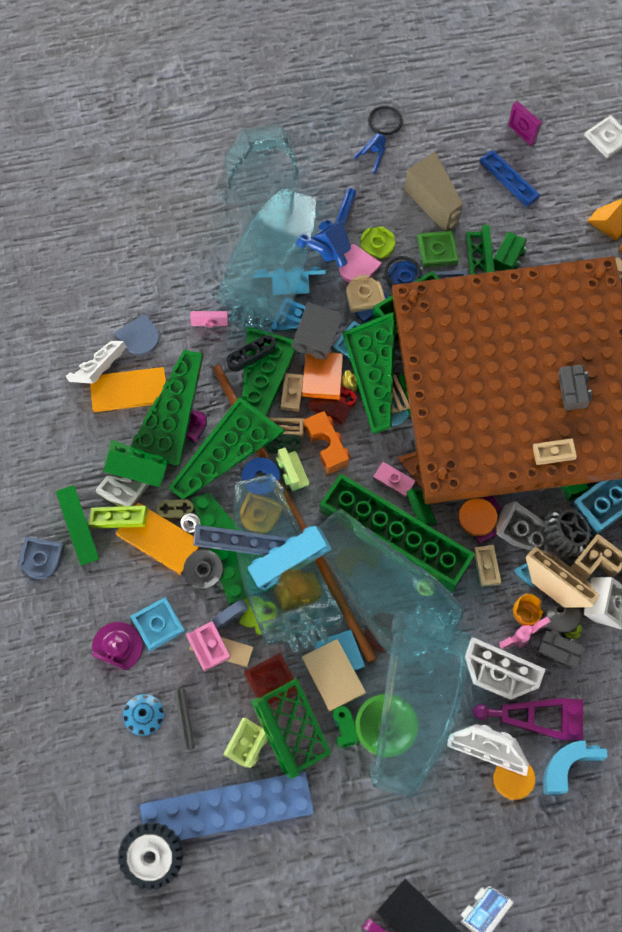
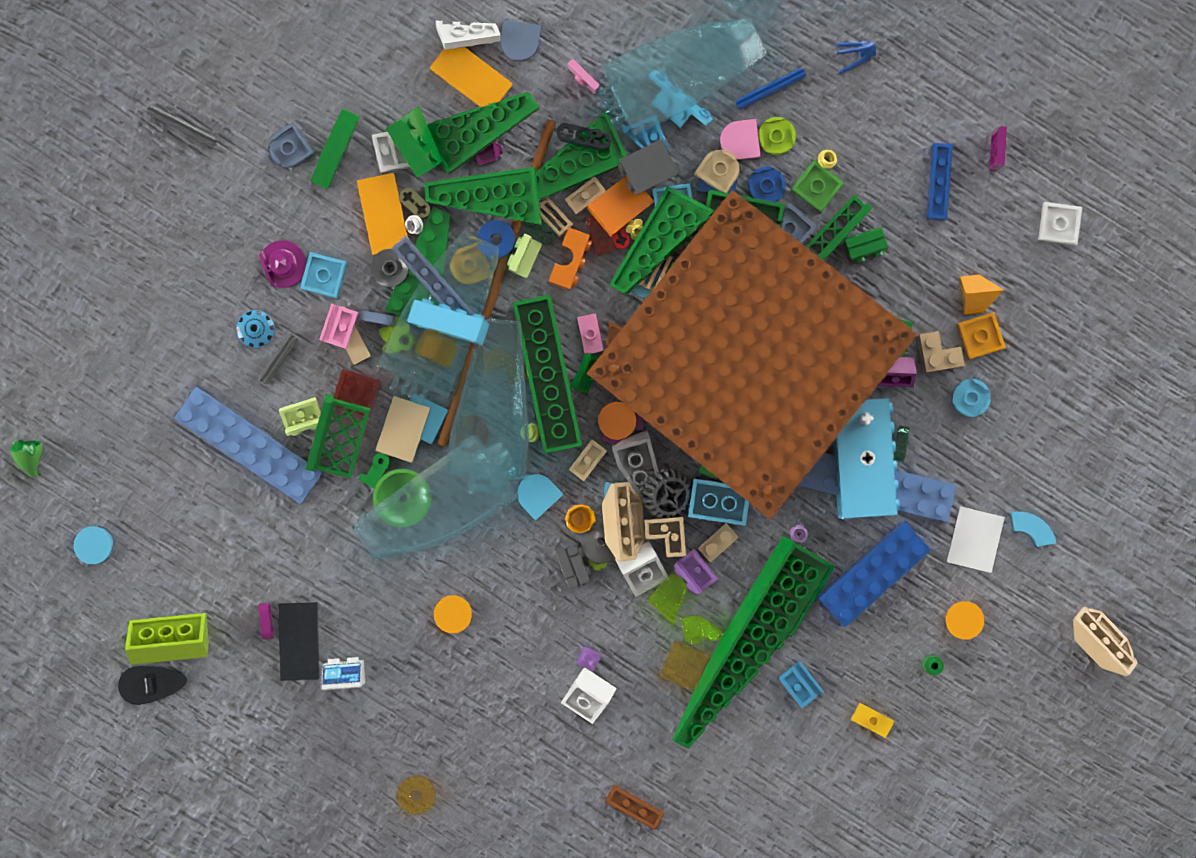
camera: 45 degrees right, 20 degrees up
(118, 517) = (367, 171): lime plate -> none
(146, 872) = (156, 428): wheel -> none
(329, 242) = (732, 105): blue torso -> none
(389, 108) = (902, 18): black piece -> none
(401, 258) = (772, 196): black piece -> none
(425, 225) = (830, 155): none -> light yellow plate
(434, 192) = (861, 135): dark tan slope -> none
(481, 624) = (537, 494): none -> medium azure tile
(491, 747) = (456, 579): white wedge -> none
(501, 671) = (515, 539): white wedge -> none
(523, 635) = (556, 531): bright pink animal -> none
(554, 451) = (704, 434): tan plate -> none
(556, 772) = (496, 635): medium azure arch -> none
(570, 717) = (531, 616): magenta plate -> none
(574, 387) = (769, 403): dark grey brick -> none

